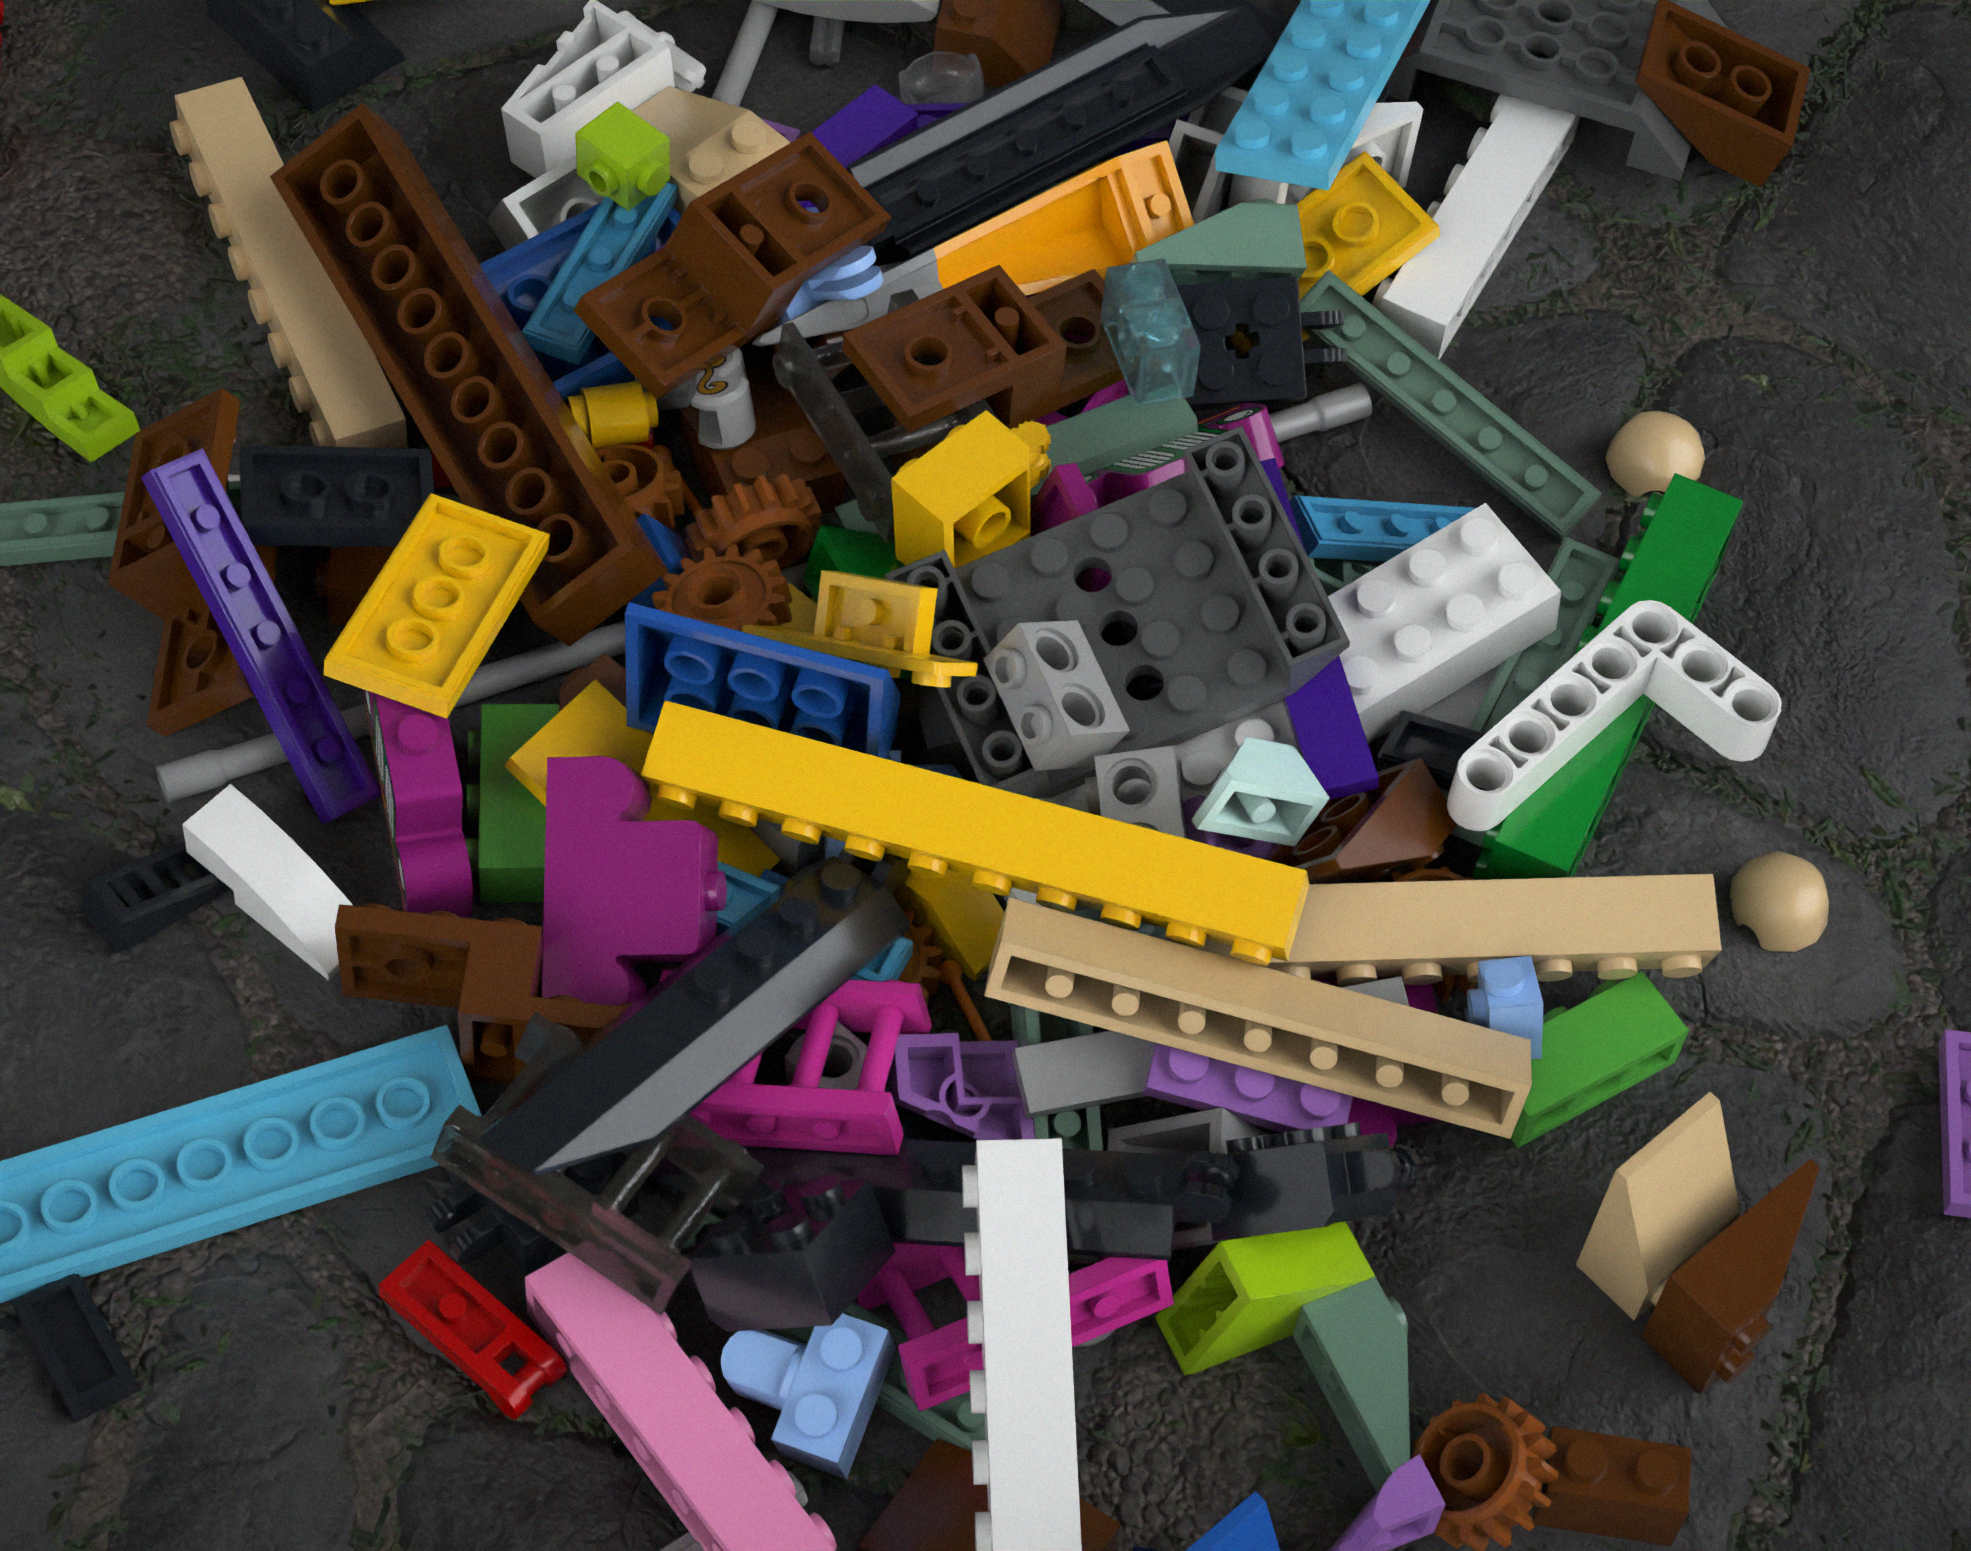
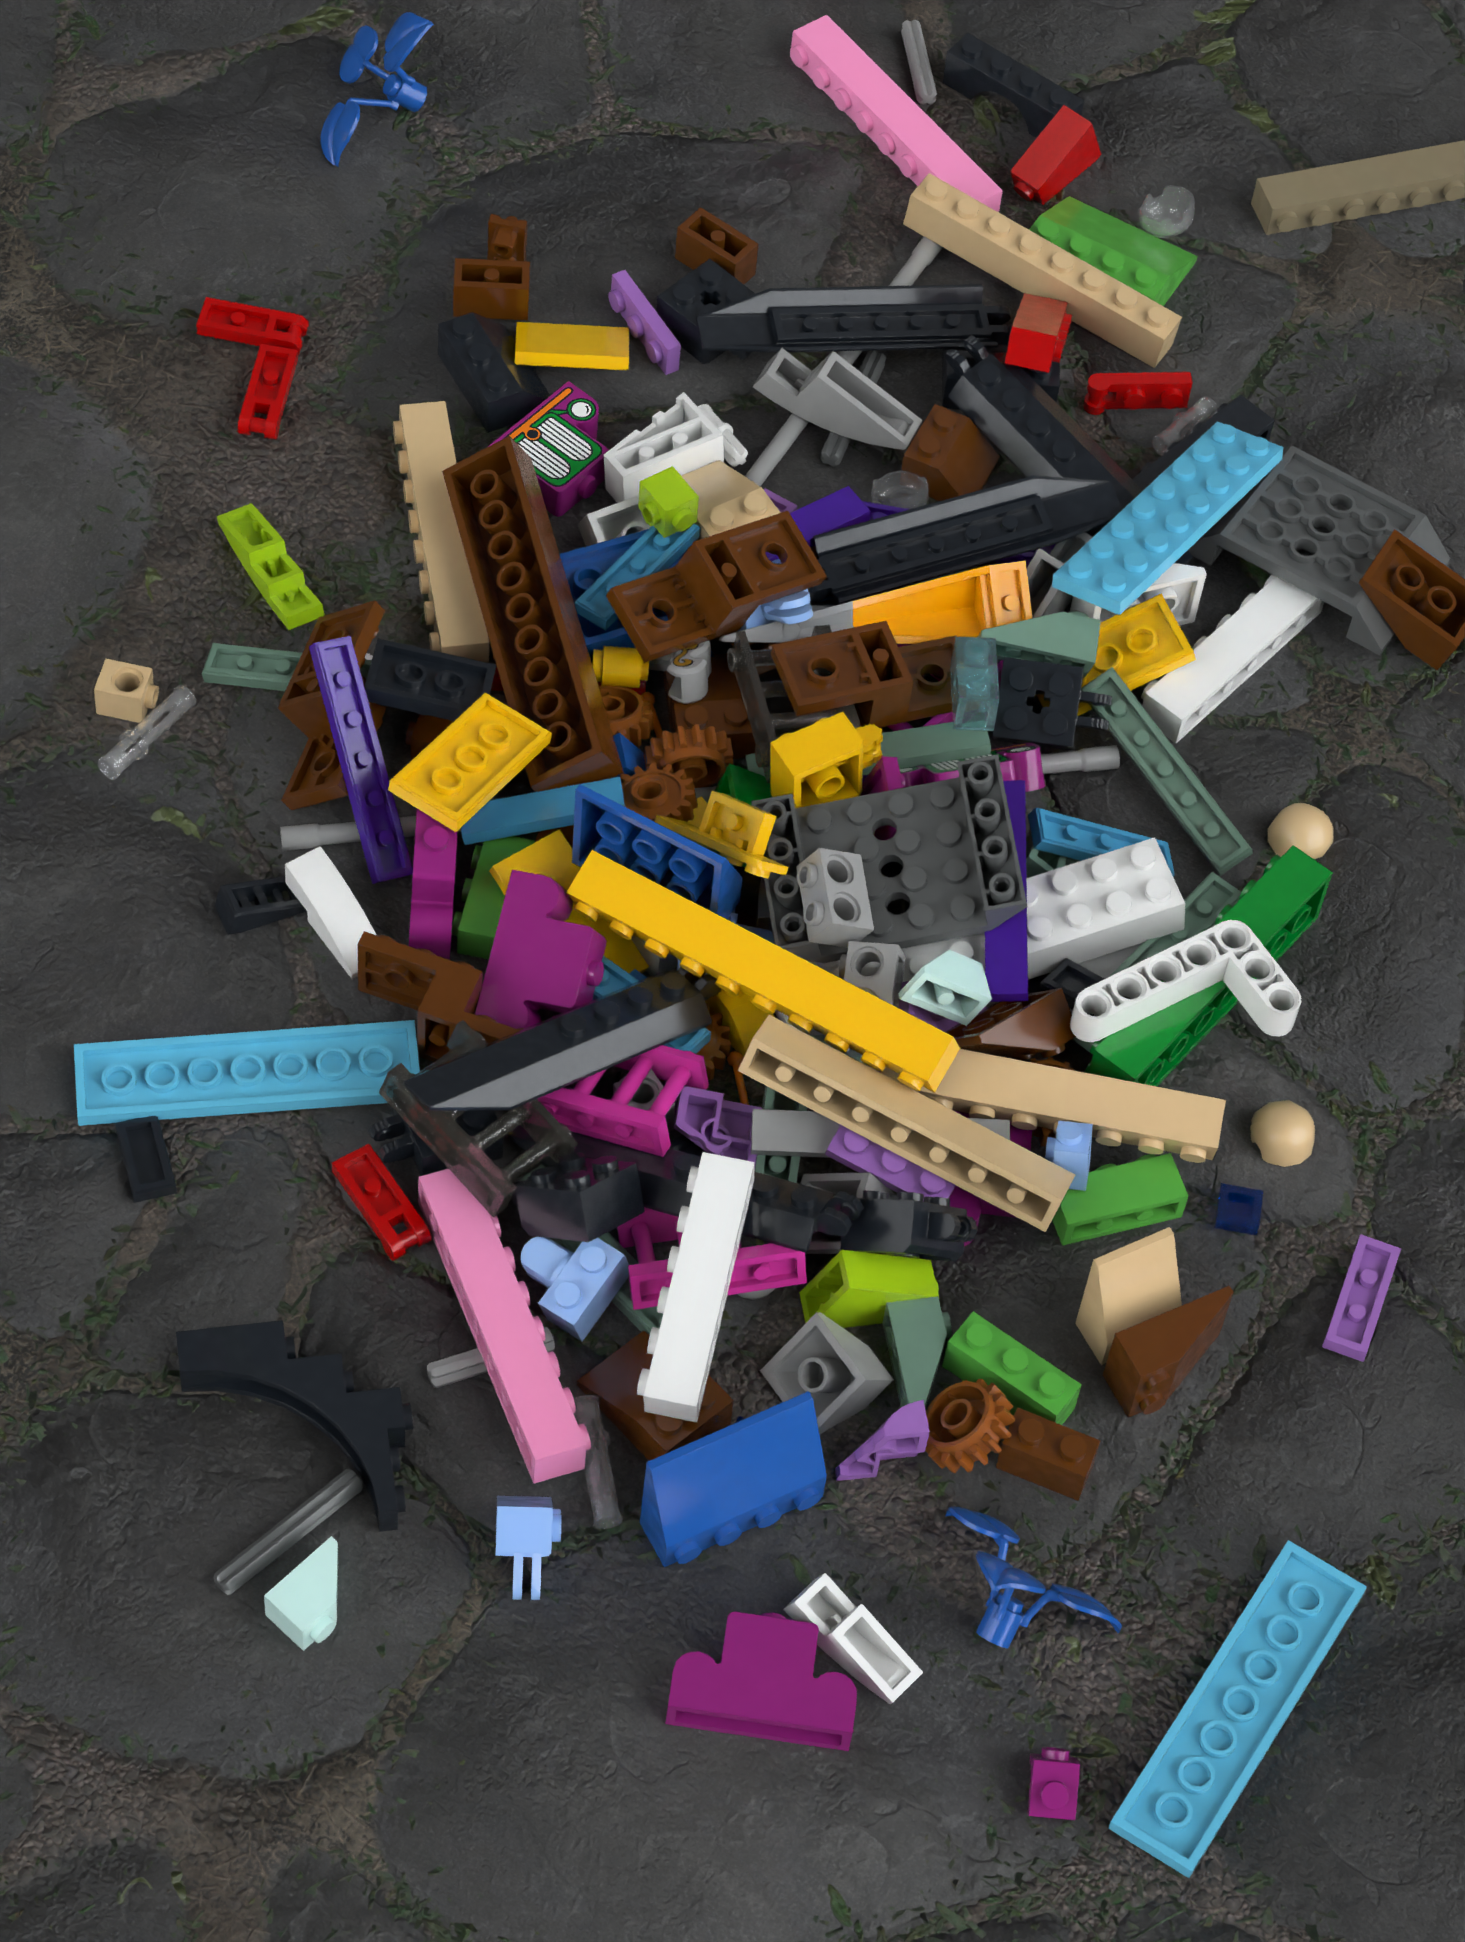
camera: 15 degrees right, 0 degrees up
(432, 101) = (563, 447): none -> brick
(553, 658) = (533, 811): none -> dark azure tile
(1237, 1435) = (831, 1366): none -> light grey slope
(1480, 1351) = (1024, 1377): none -> bright green brick
(1758, 1032) = (1238, 1209): none -> clear blue plate

